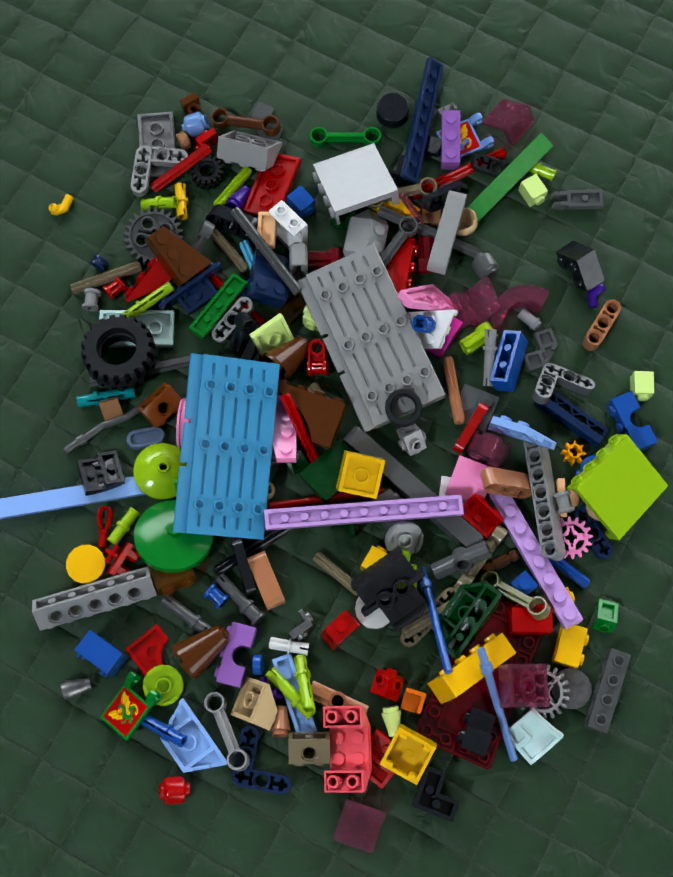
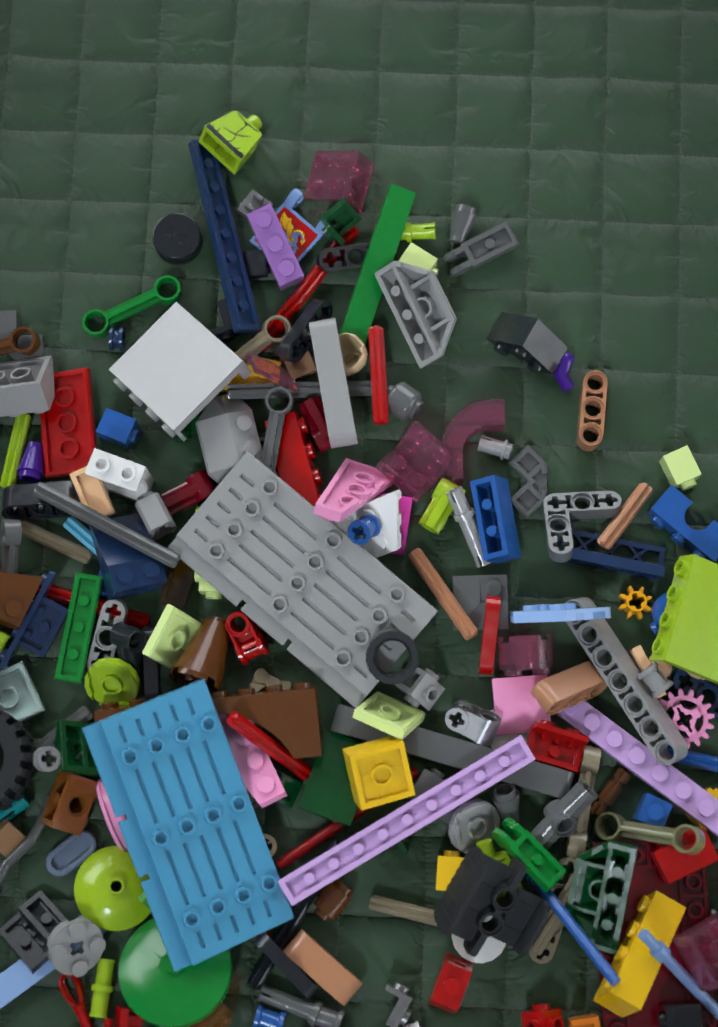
camera: 20 degrees left, 5 degrees up
(109, 488) = (83, 959): none -> light grey plate
(154, 372) = (42, 766): none -> light grey bush
(177, 373) = (74, 748): none -> dark green slope
(222, 343) = (112, 681): none -> lime tile
(292, 542) = (332, 900): none -> reddish brown brick
(326, 150) = (116, 338): none -> dark blue bush
(384, 445) = (389, 715): none -> yellowish green tile
(432, 535) = (506, 801): none -> dark grey cone
(434, 578) = (539, 862): none -> green hinge
(437, 478) = (475, 722): none -> flat silver piece
(454, 66) = (232, 139): none -> lime torso
(477, 242) = (378, 375): none -> red axle
(497, 141) = (339, 220): none -> dark green bracket
(522, 213) = (418, 308): none -> light grey wedge
(573, 178) = (461, 223): none -> dark grey cone
(591, 398) = (625, 516): none -> nougat axle

